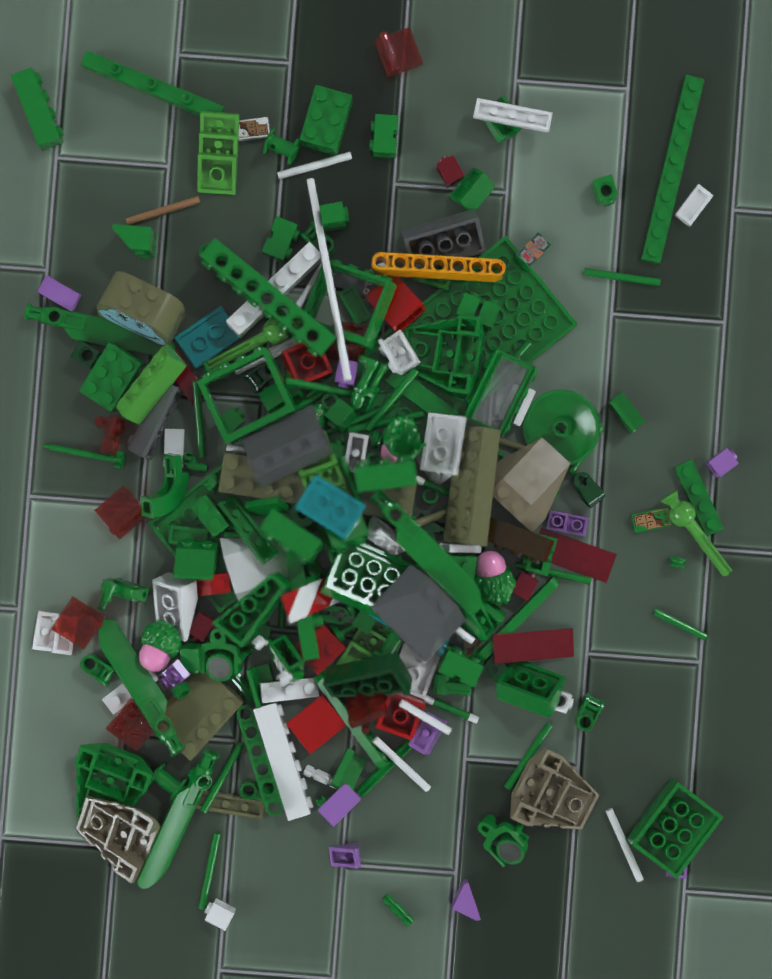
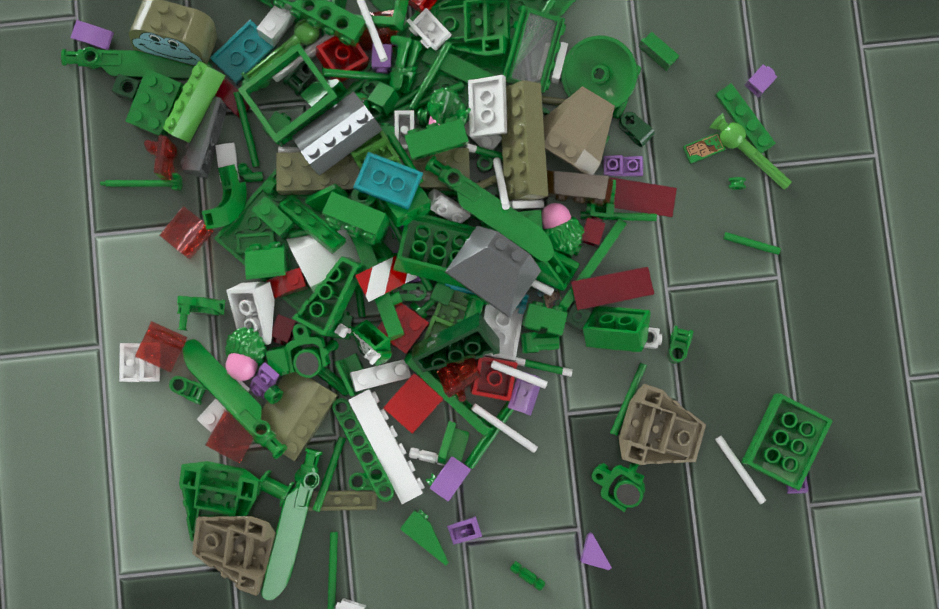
camera: 10 degrees left, 5 degrees down
(303, 850) = (422, 532): none -> green slope
(442, 526) = (501, 183): none -> white bar

